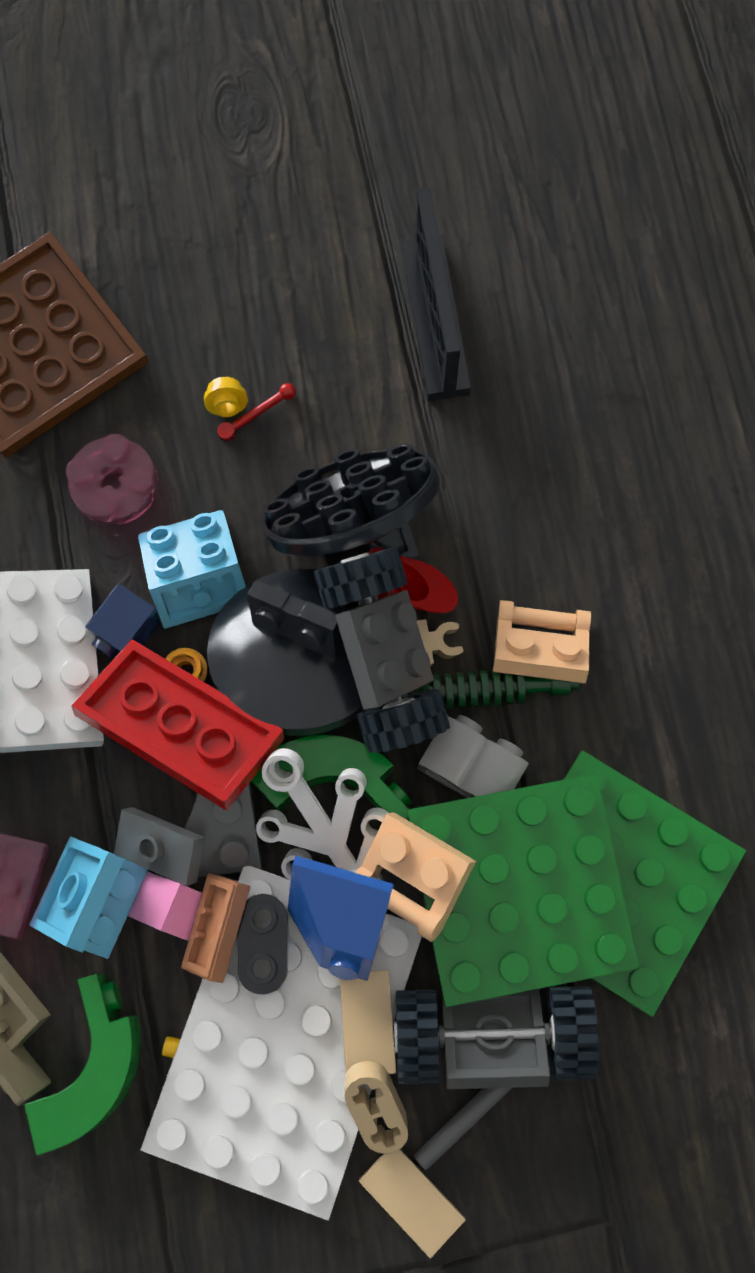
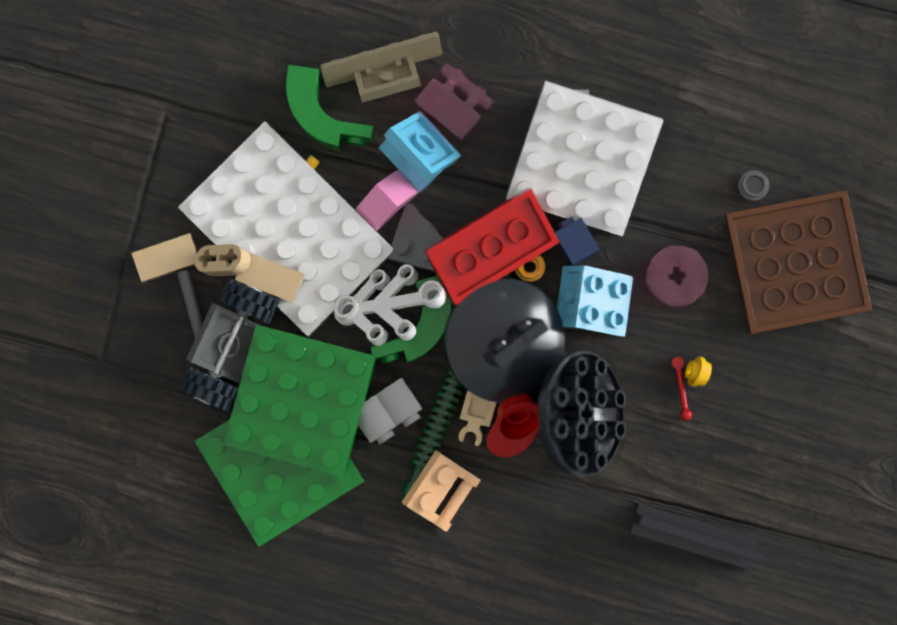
camera: 115 degrees right, 10 degrees up
(159, 846) = (427, 204): dark grey plate -> none
(215, 927) = (364, 216): nougat plate -> none
(263, 943) = (341, 238): black plate -> none
(338, 915) = (332, 286): blue slope -> none
(384, 650) = (474, 385): plate -> none
(423, 863) = (340, 347): light nougat plate -> none

